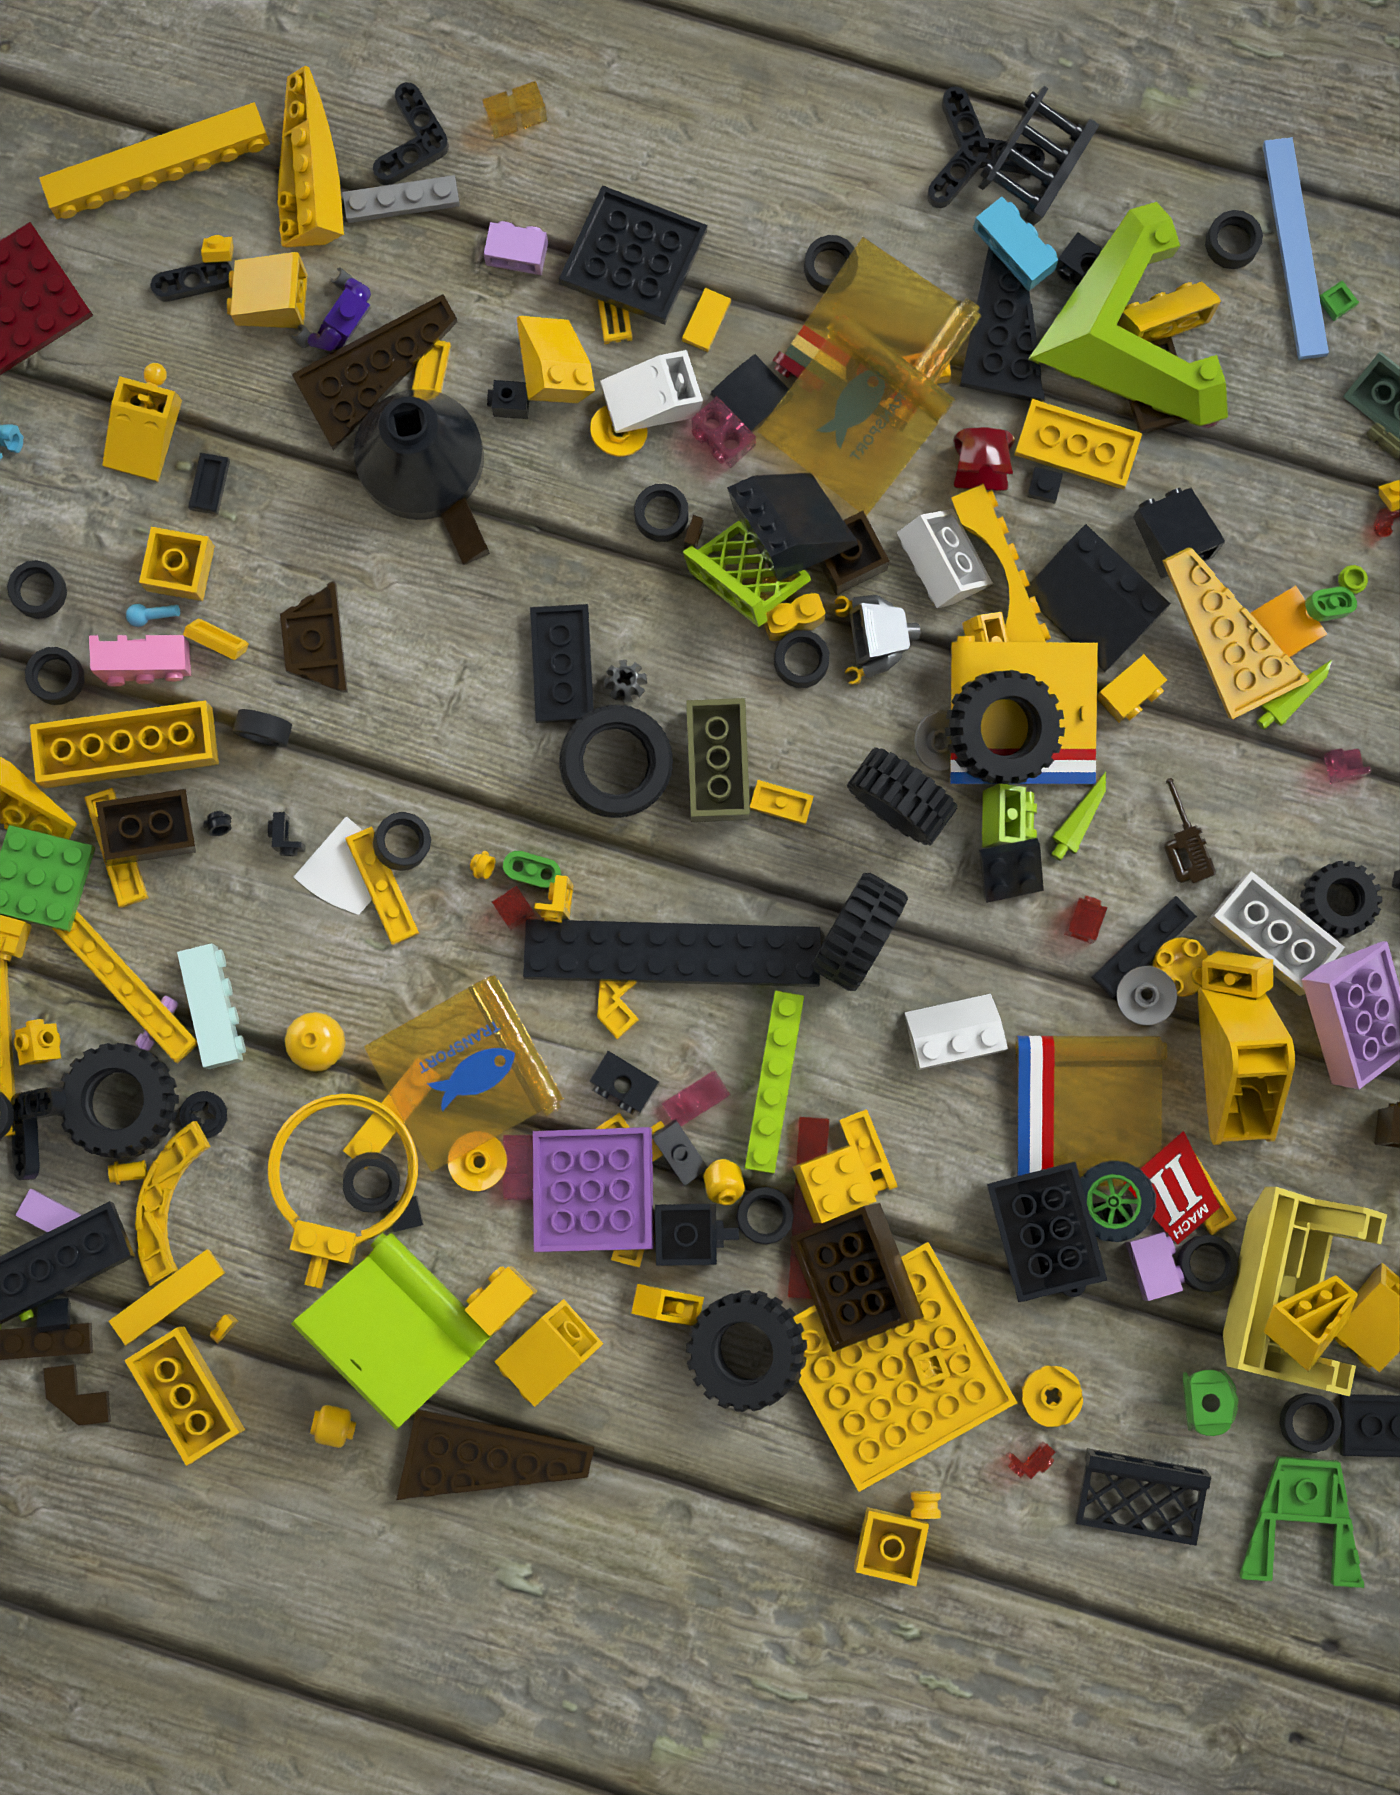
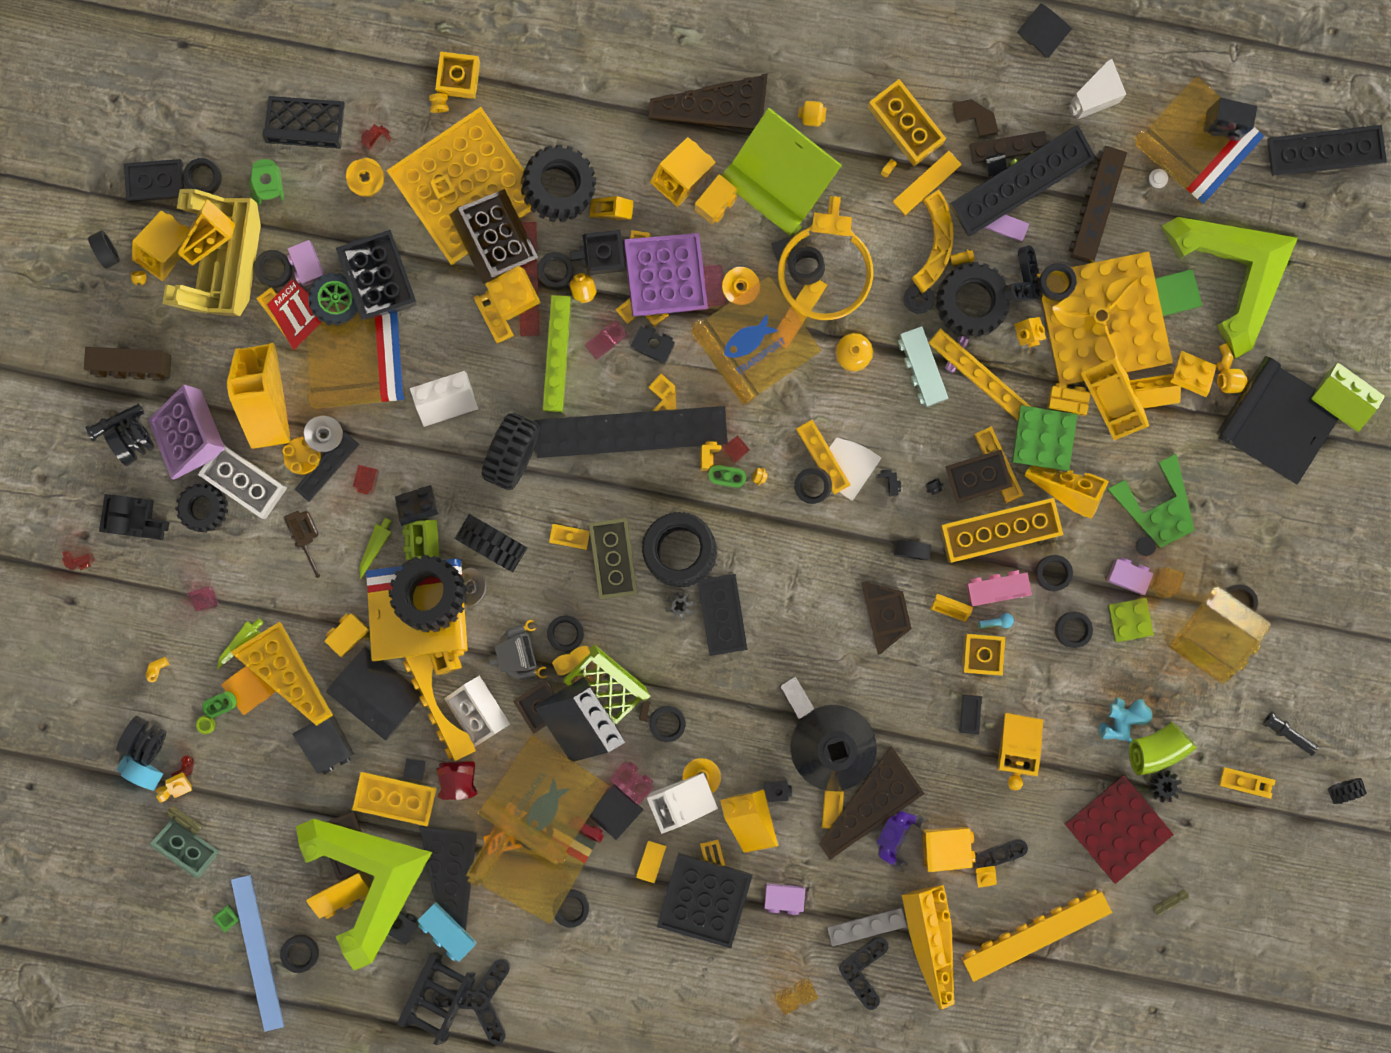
camera: 170 degrees right, 5 degrees up
(679, 1152) = (613, 304): black plate -> none
(1237, 974) = (265, 450): yellow brick -> none
(1304, 1493) = (202, 133): bright green wing -> none

